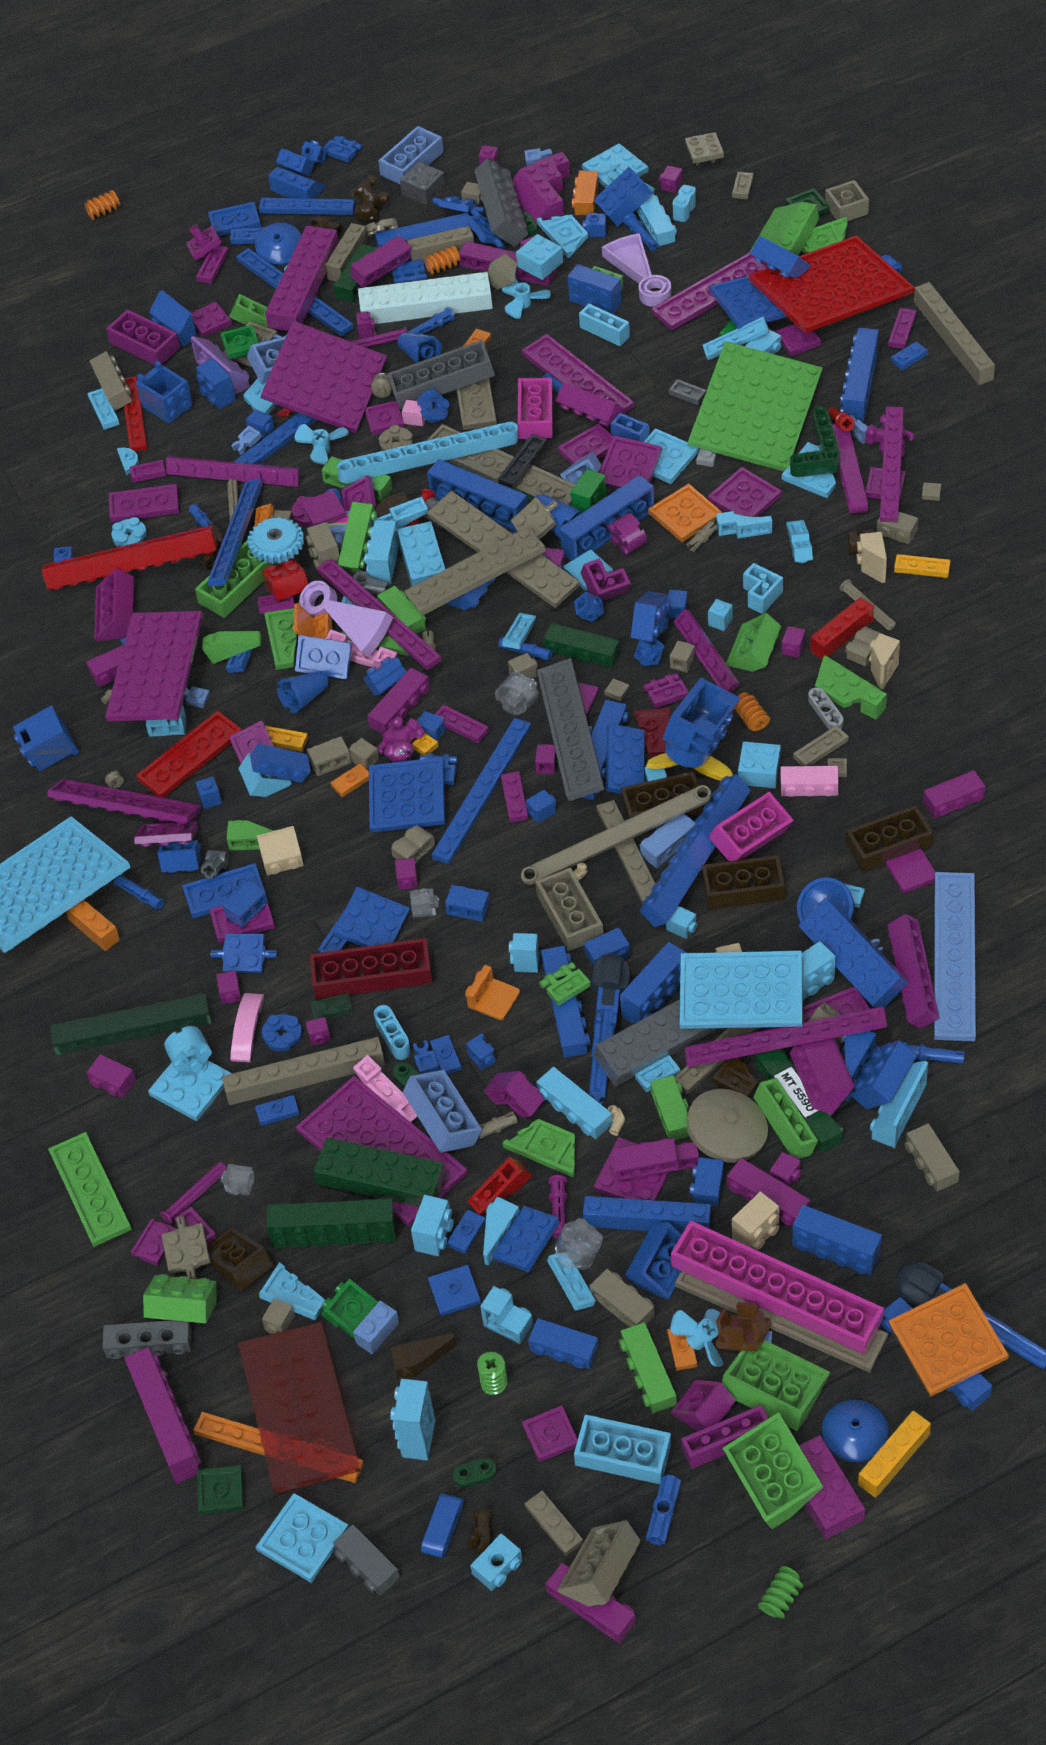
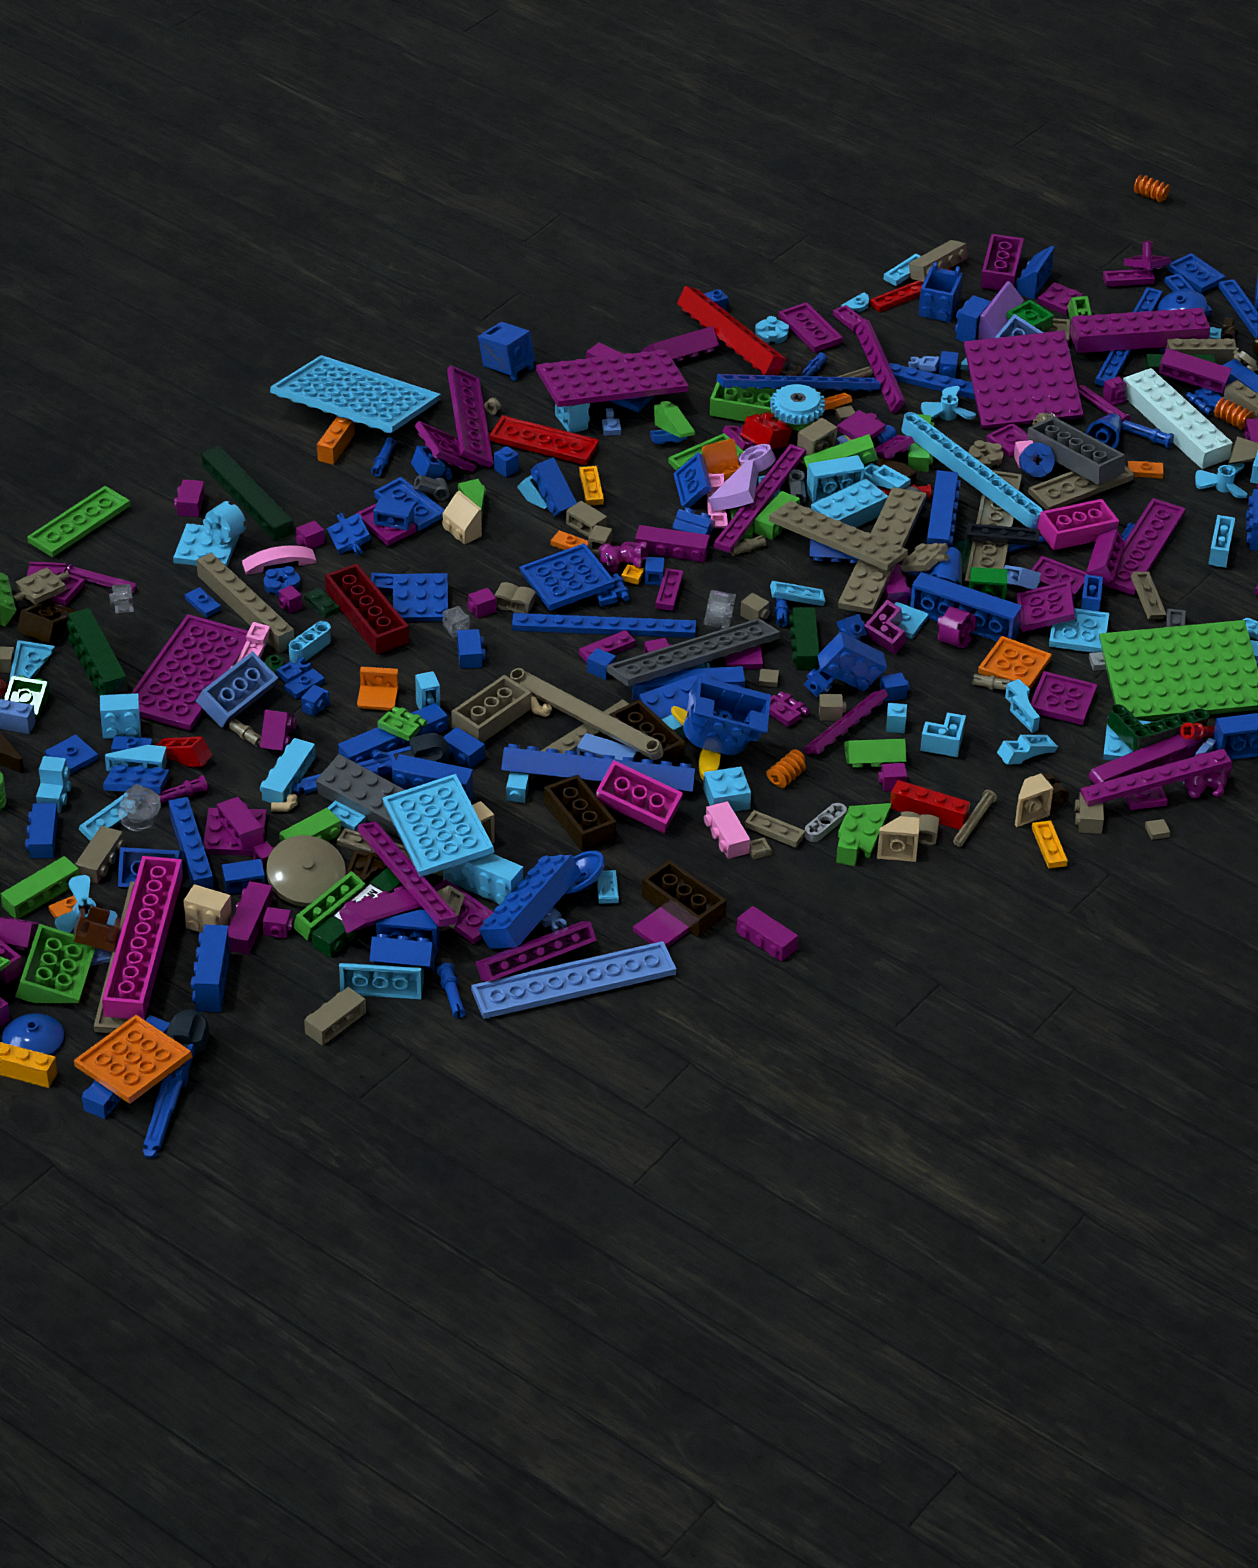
camera: 60 degrees right, 10 degrees down
(247, 739) = (574, 468): magenta plate -> none
(301, 690) = (649, 480): blue cone -> none
(378, 1172) = (156, 670): dark green brick -> none
(545, 1145) = (237, 768): bright green wing -> none
(647, 395) = (1148, 595): none -> dark tan plate

